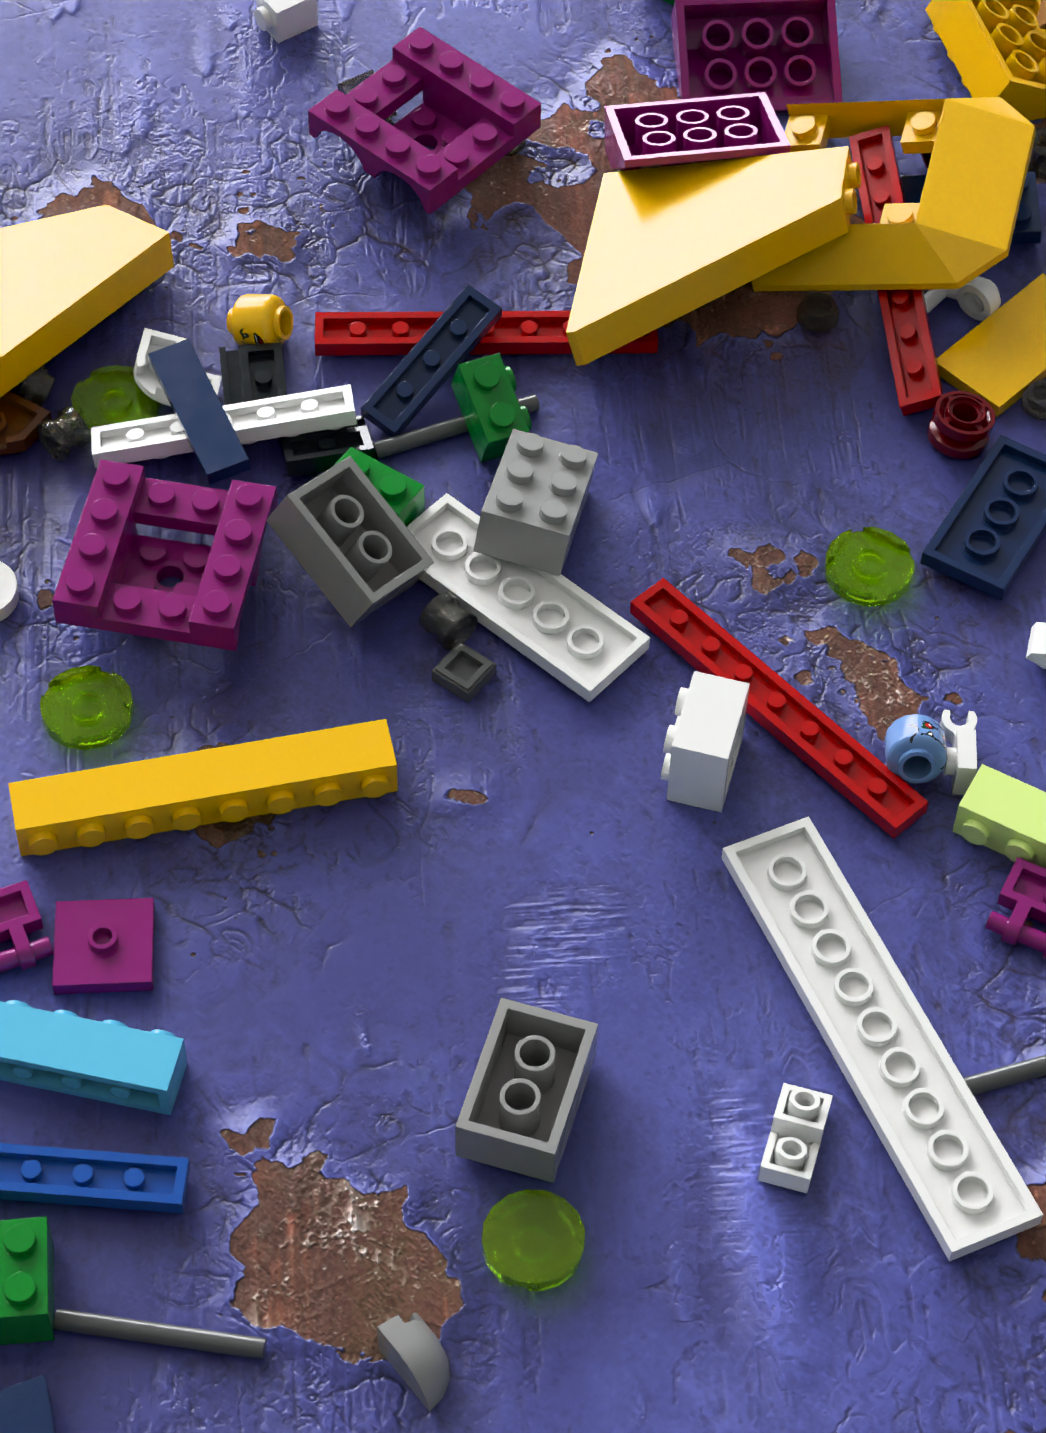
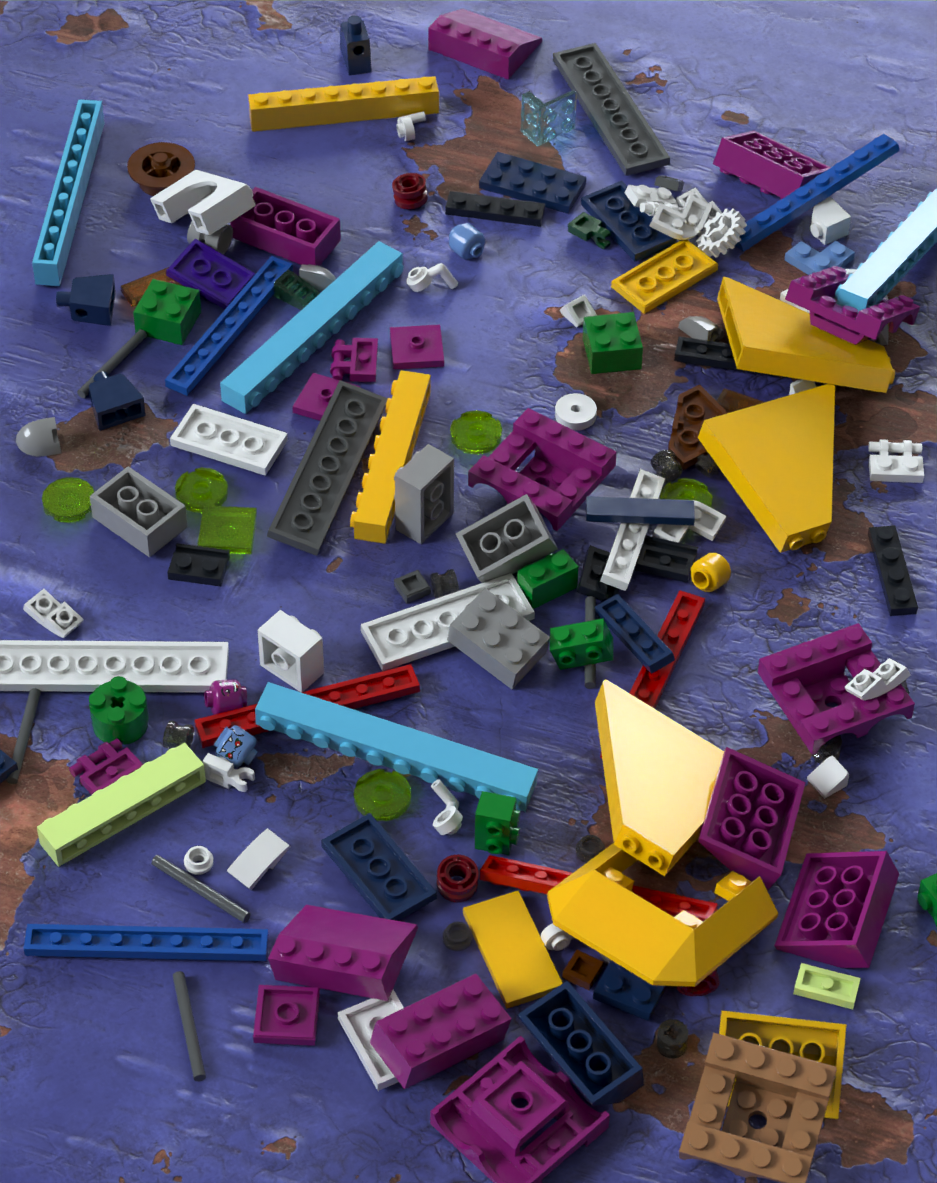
camera: 115 degrees right, 5 degrees down
(143, 148) = (892, 570): none -> black plate
(267, 1272) = (115, 400): none -> dark blue torso
(275, 1046) = (229, 439): none -> white plate
(276, 863) = (327, 468): none -> dark grey plate
(308, 667) = (424, 493): none -> light grey brick
(405, 1045) = (201, 489): none -> clear neon green tile
(408, 60) = (871, 685): none -> white slope
(477, 965) = (228, 528): none -> clear neon green tile
(557, 119) = (829, 777): none -> white slope
(574, 973) = (198, 564): none -> black plate
(802, 565) = (393, 745): none -> medium azure brick
(828, 807) = (225, 696): none -> magenta head
(858, 473) = (449, 819): none -> white plate
(864, 395) = (496, 823): none -> green brick
(874, 42) = (826, 986): none -> yellowish green plate
(934, 839) = (177, 735): none -> clear smoke wheel
(944, 932) = (119, 711): none -> green brick
(1014, 267) = (582, 970): none -> reddish brown plate

